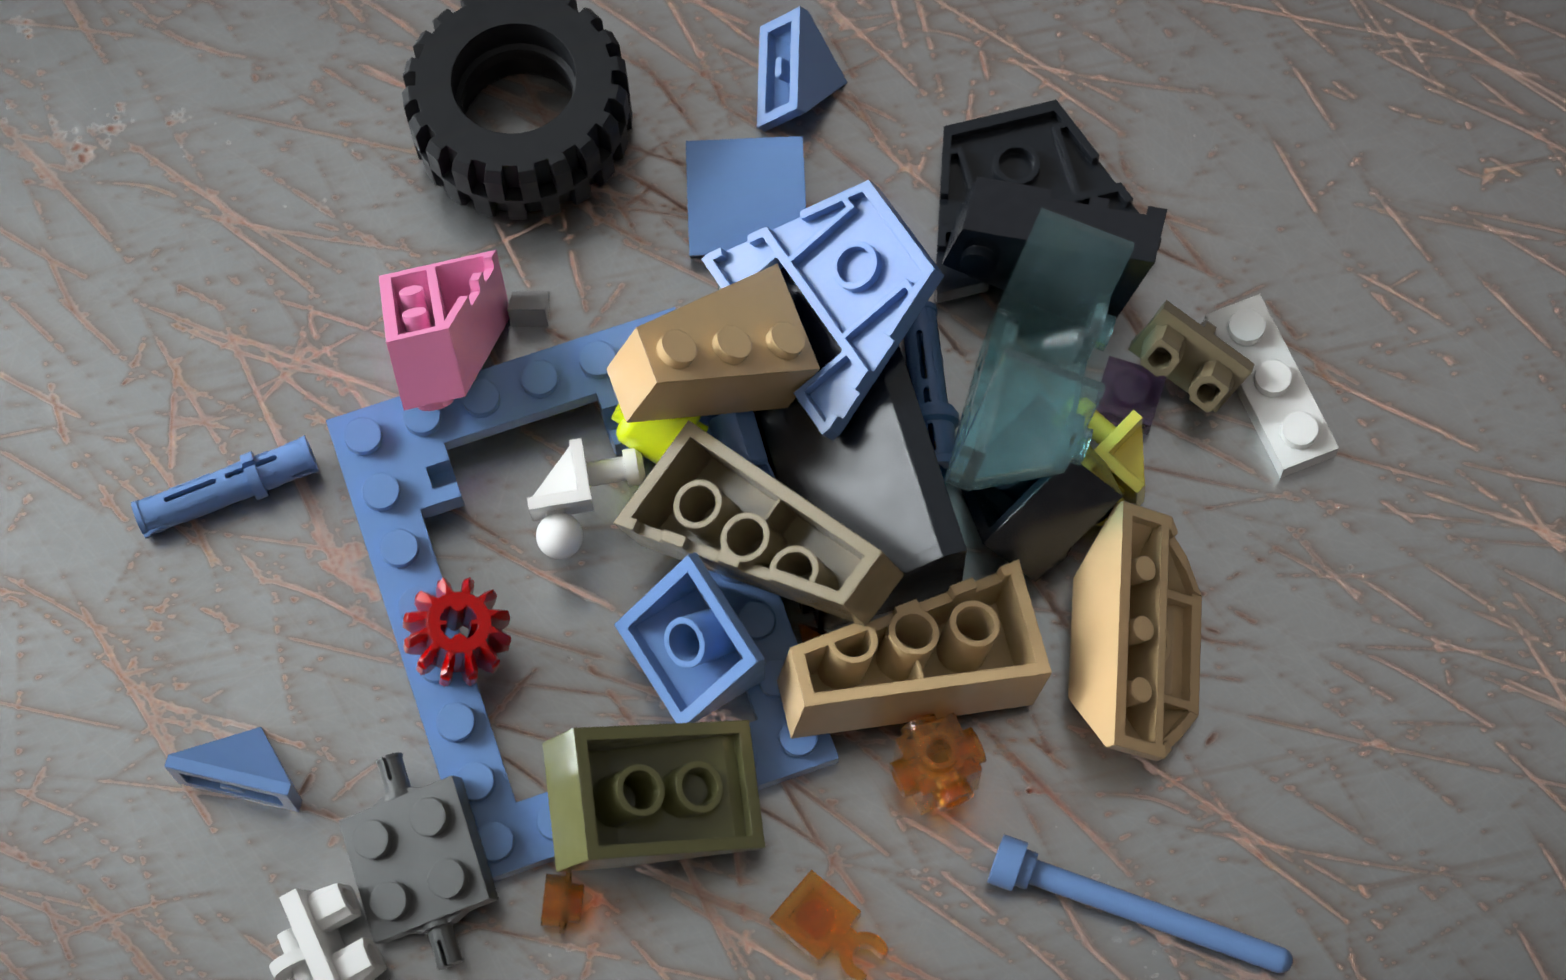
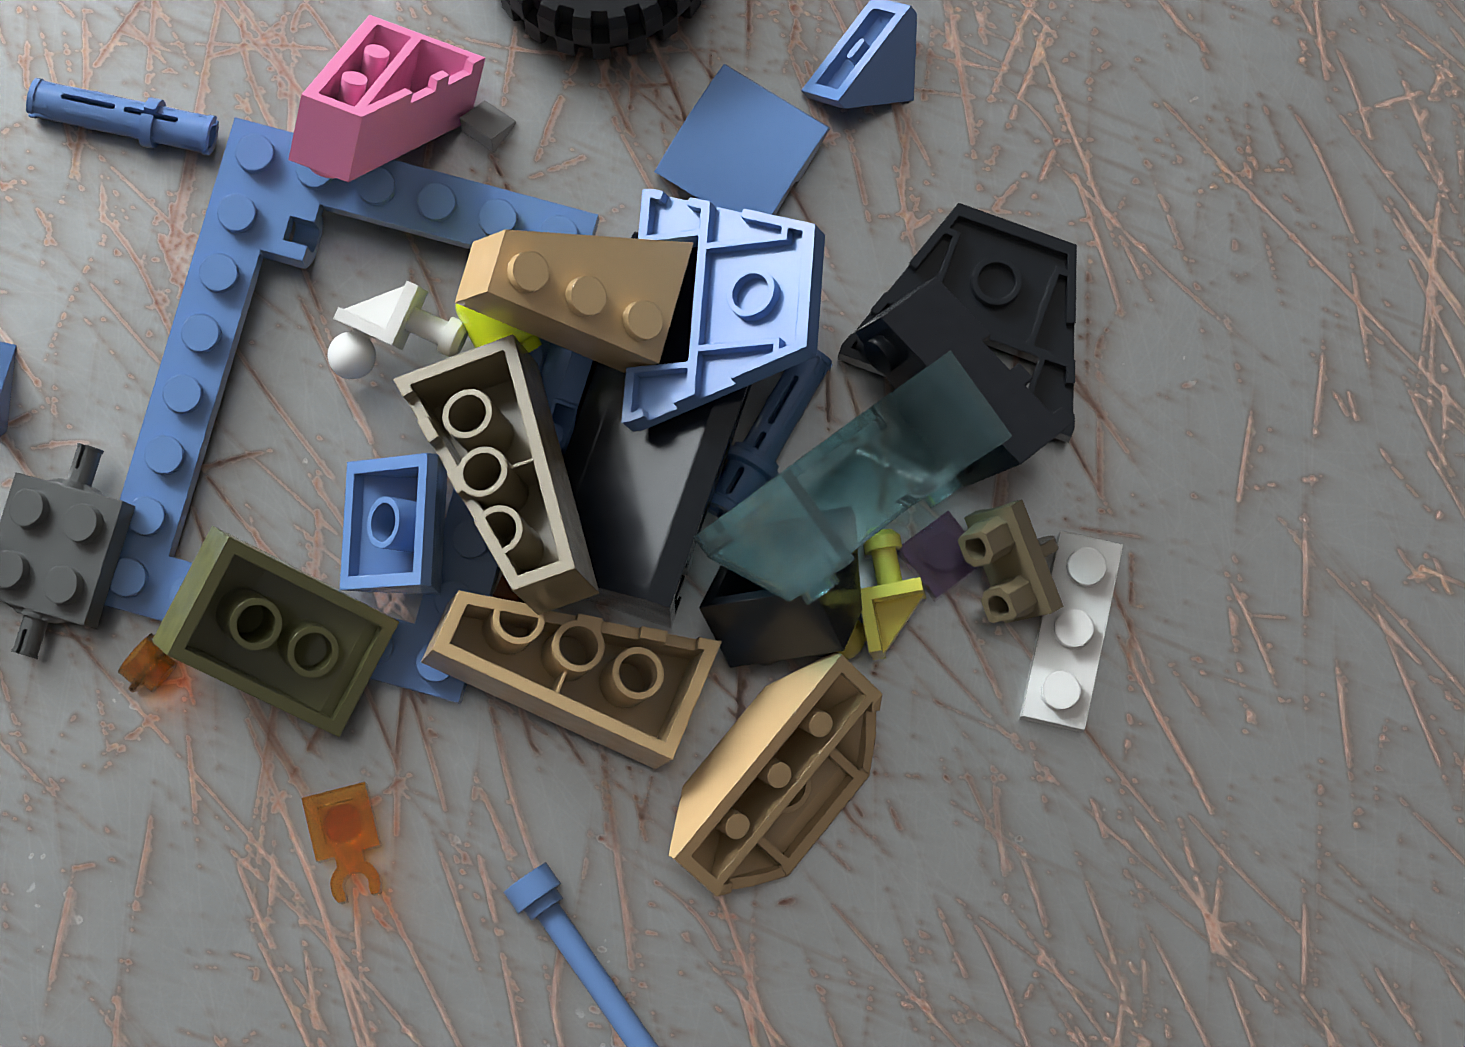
camera: 30 degrees right, 10 degrees up
(454, 611) = (222, 364): red gear -> none
(934, 783) = (543, 787): clear orange brick -> none

